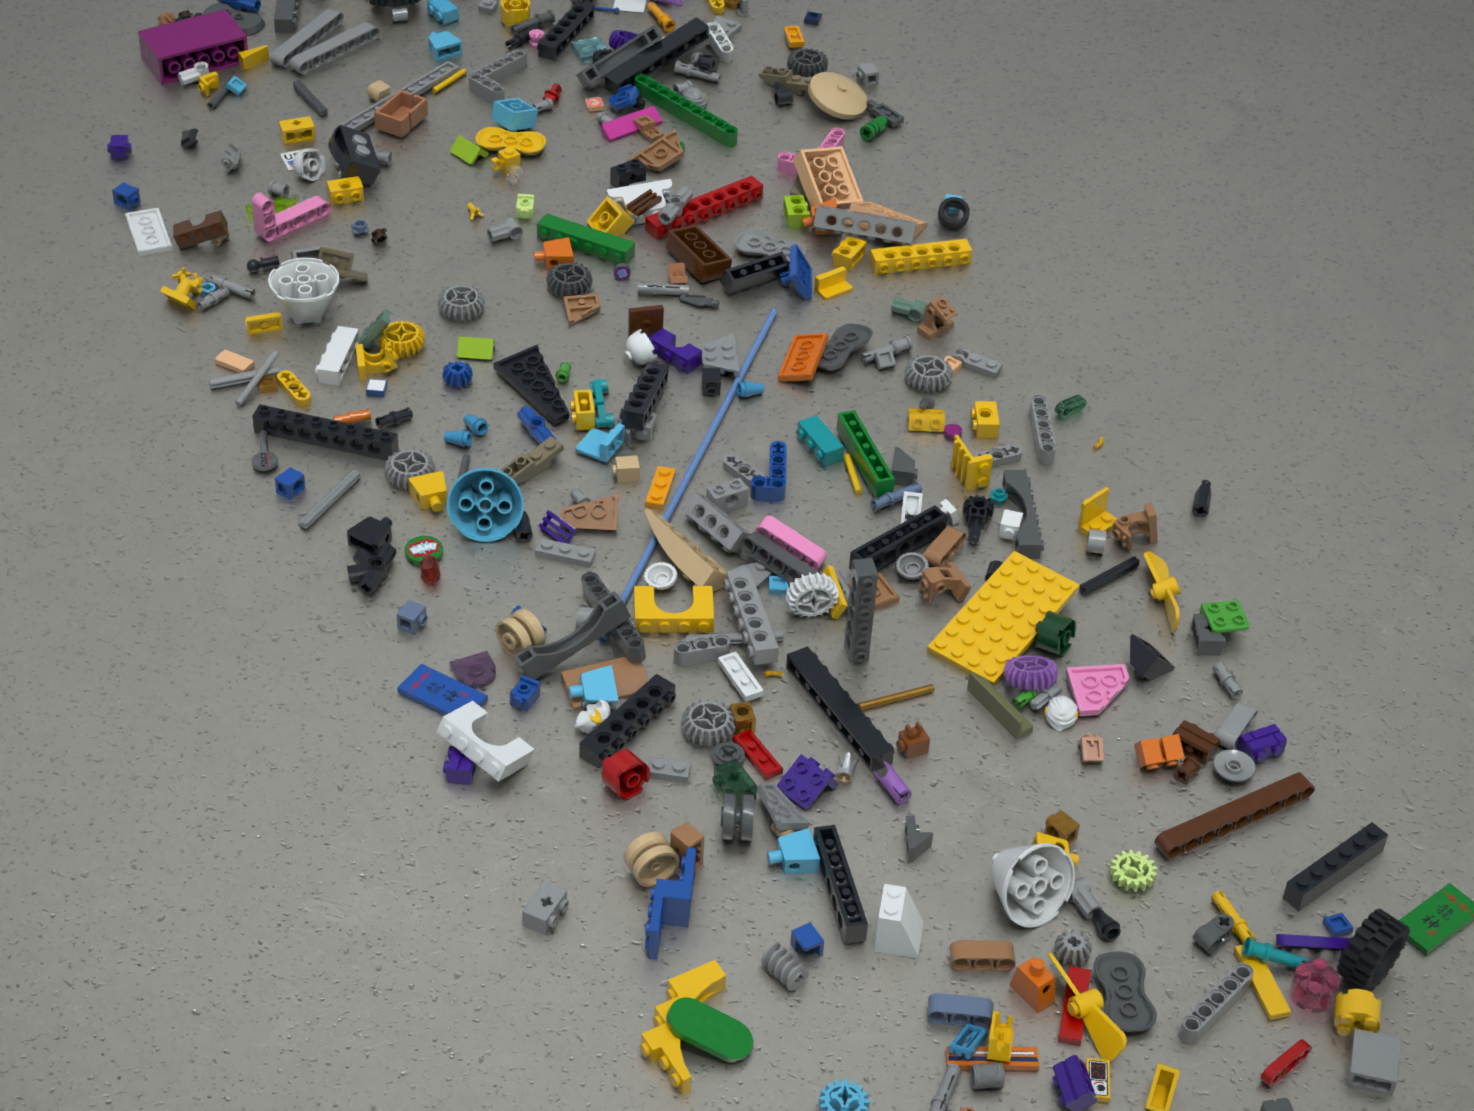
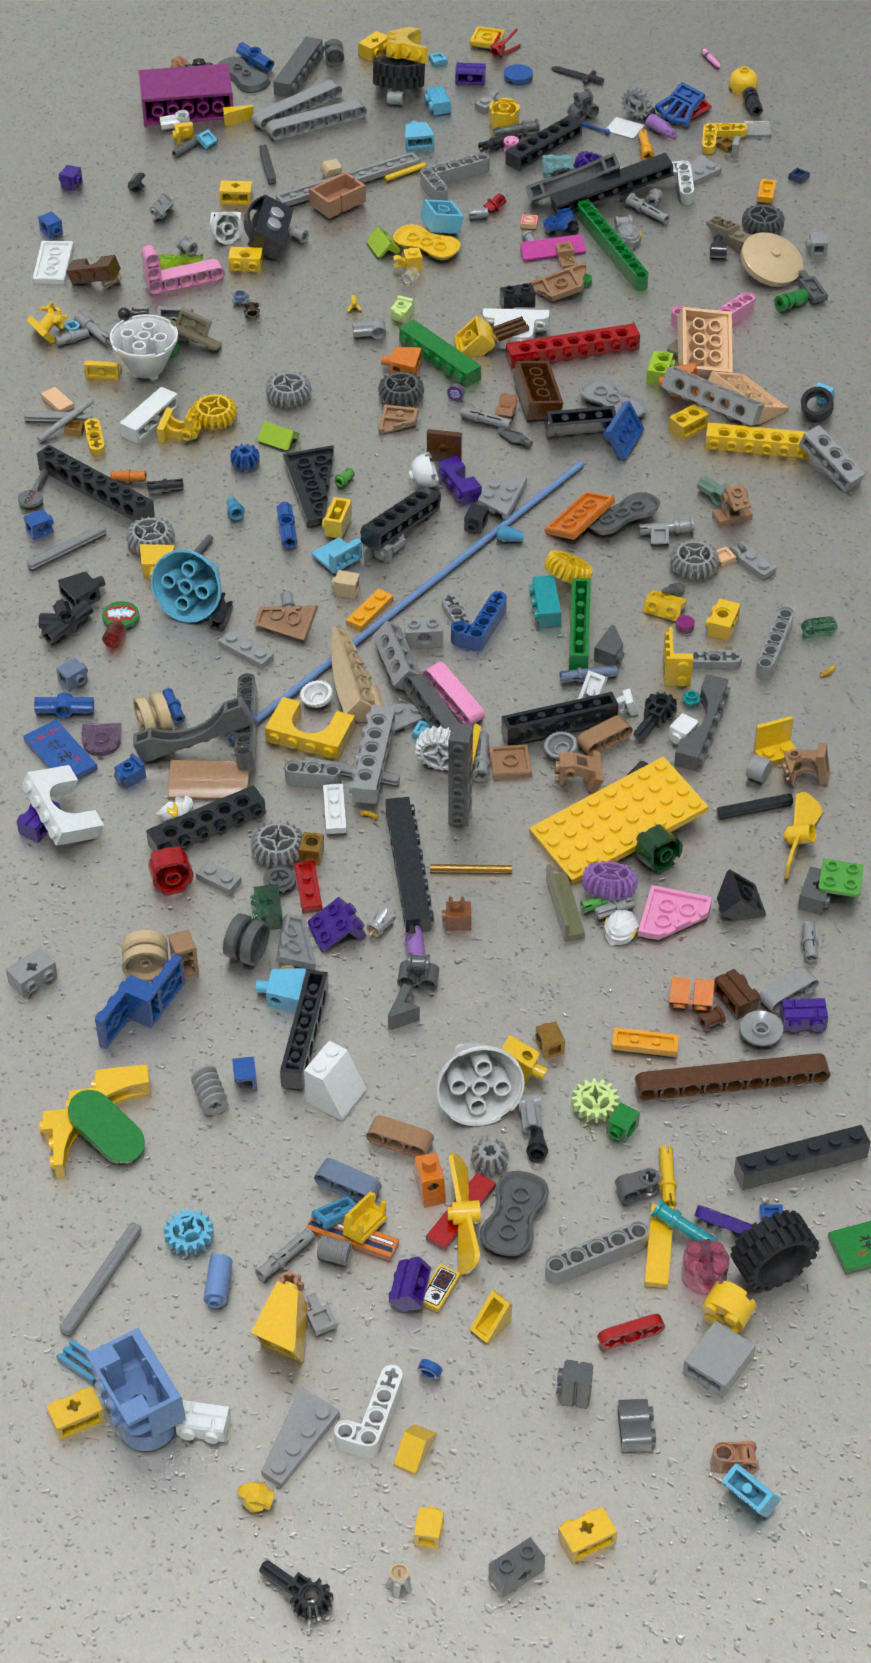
camera: 25 degrees right, 5 degrees up
(375, 329) = (188, 398): sand green wing -> none
(376, 387) = (167, 452): tile -> none
(421, 648) = (64, 705): none -> blue piece
(461, 437) = (213, 518): dark azure cone -> none
(538, 460) = (258, 560): dark tan slope -> none
(546, 520) = (248, 627): dark purple tile -> none
(596, 686) = (192, 781): medium azure torso -> none
(599, 388) = (357, 513): teal plate -> none
(675, 205) = (537, 337): light grey piece -> none
(708, 62) = (661, 200): black piece -> none
(824, 404) = (567, 566): none -> yellow gear
(832, 283) = (654, 448): yellow panel -> none
(852, 473) = (560, 642): yellow bar -> none
(909, 802) = (419, 972): none -> dark grey piece
(997, 257) = (832, 458): none -> light grey brick
(1091, 749) = (628, 971): nougat bracket -> none
(1143, 806) = (645, 1042): none -> light orange plate
(1168, 882) = (622, 1123): none -> green brick

